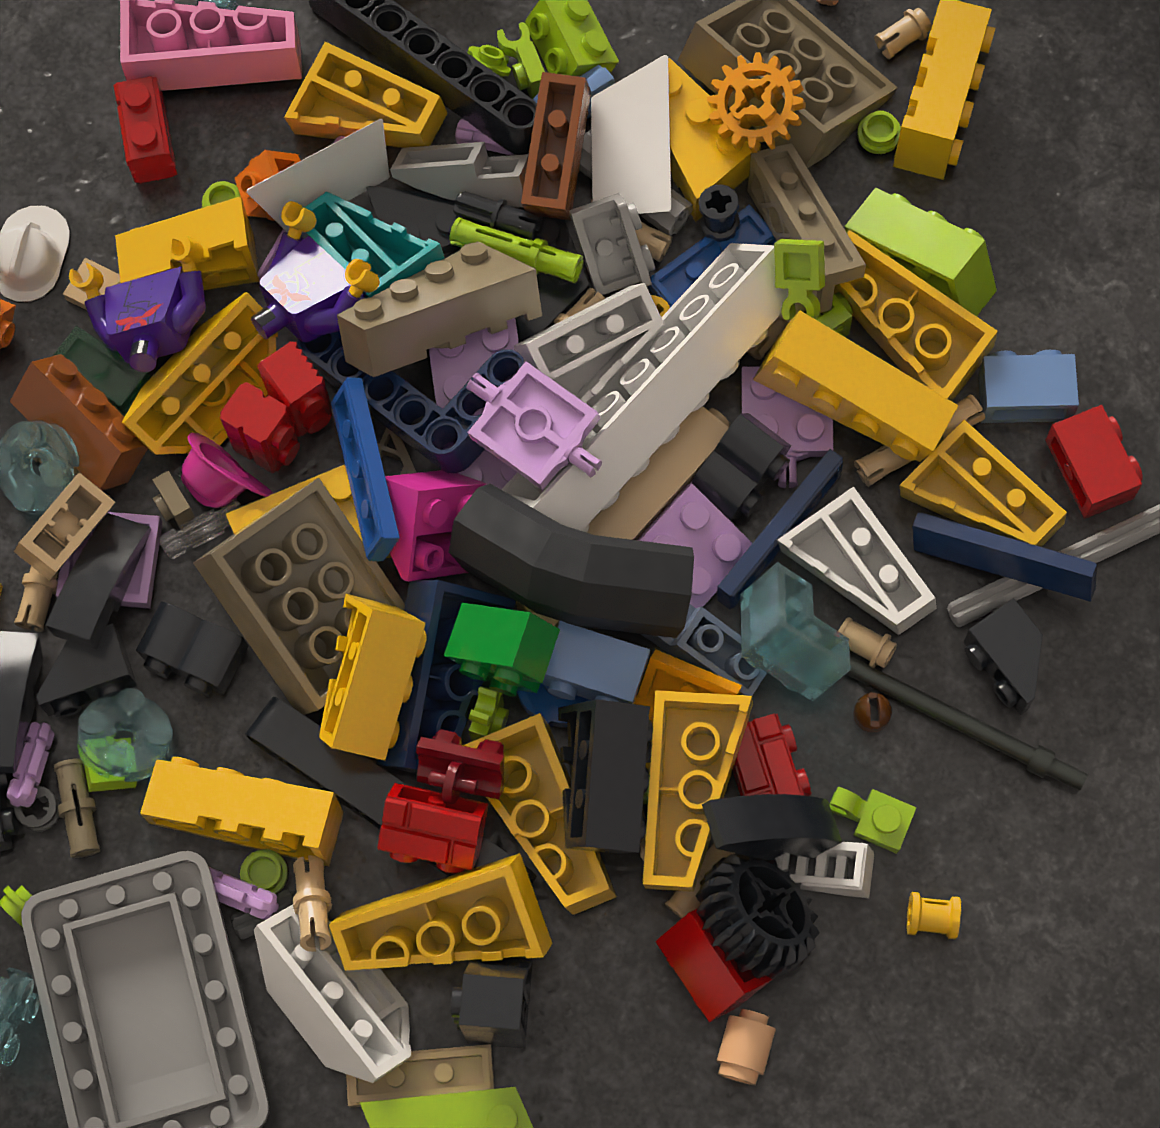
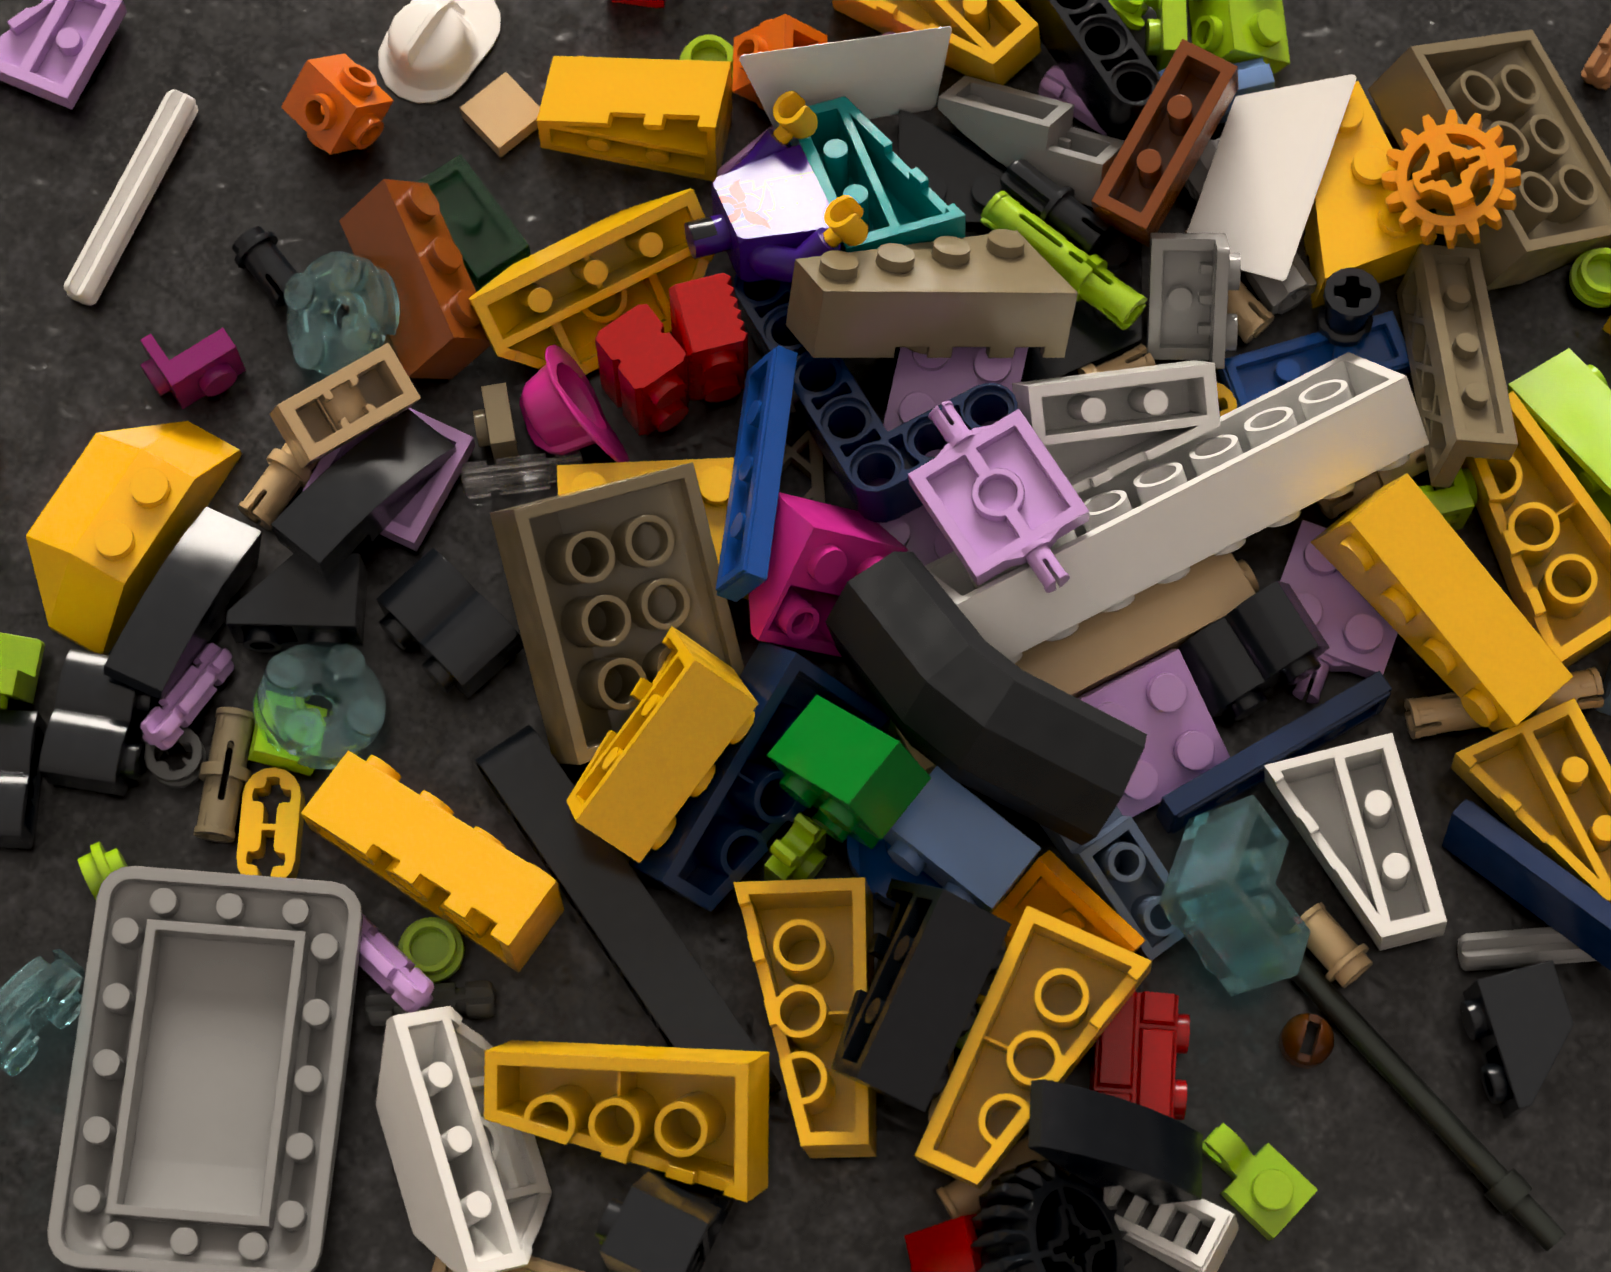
camera: 15 degrees right, 0 degrees up
(112, 837) = (255, 827): none -> yellow beam
(148, 313) = (559, 171): dark purple torso -> none
(312, 903) = (475, 1014): tan pin -> none
(426, 828) = (667, 975): red brick -> none
(461, 768) = (734, 912): dark red hips -> none
(800, 270) = (1428, 422): lime plate -> none

